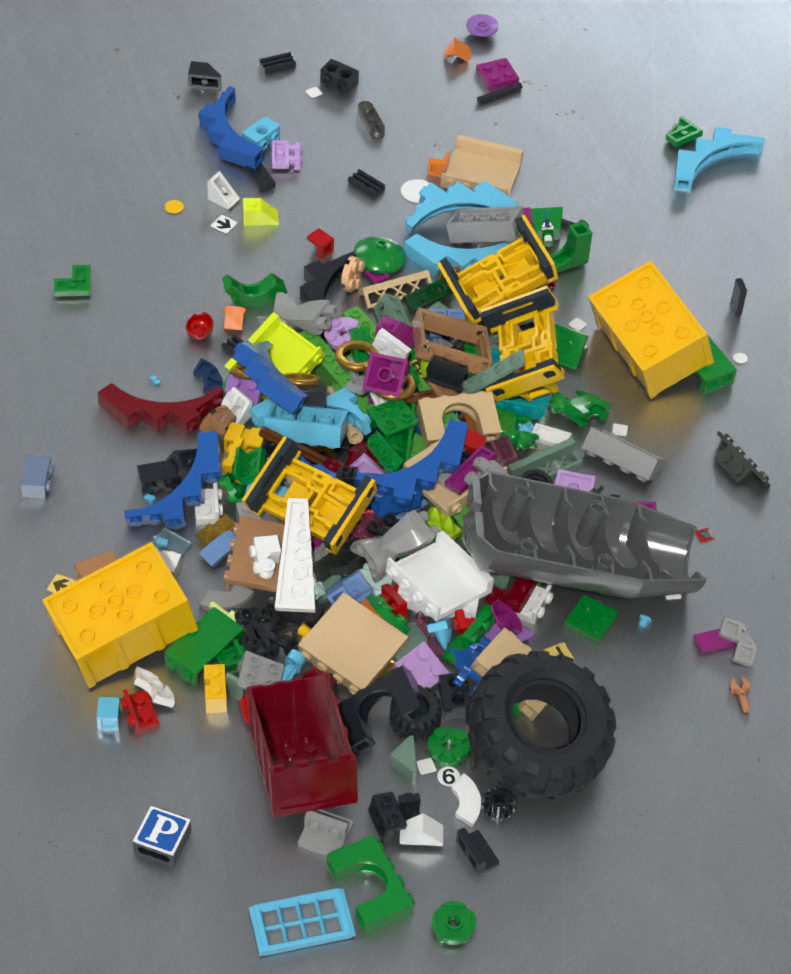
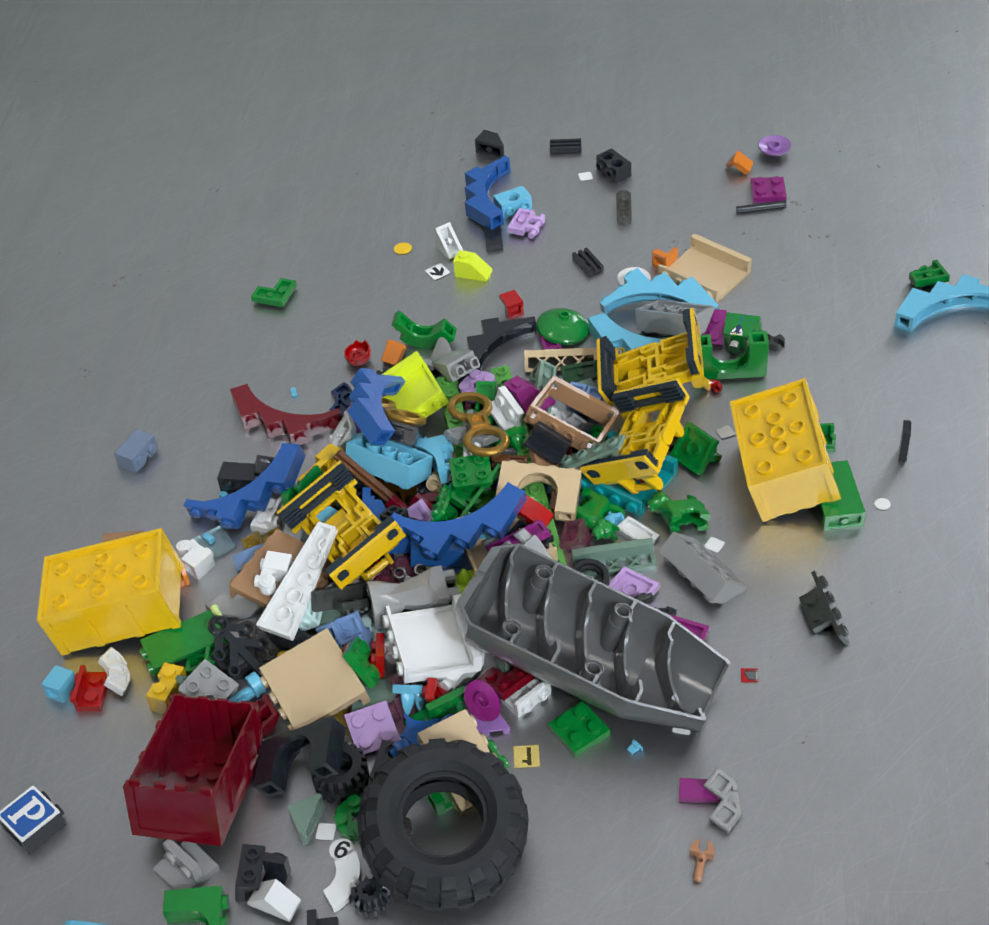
camera: 30 degrees right, 5 degrees down
(217, 421) = (315, 442): medium nougat plate -> none
(352, 273) = (527, 330): light nougat plate -> none
(386, 374) = (477, 428): magenta slope -> none

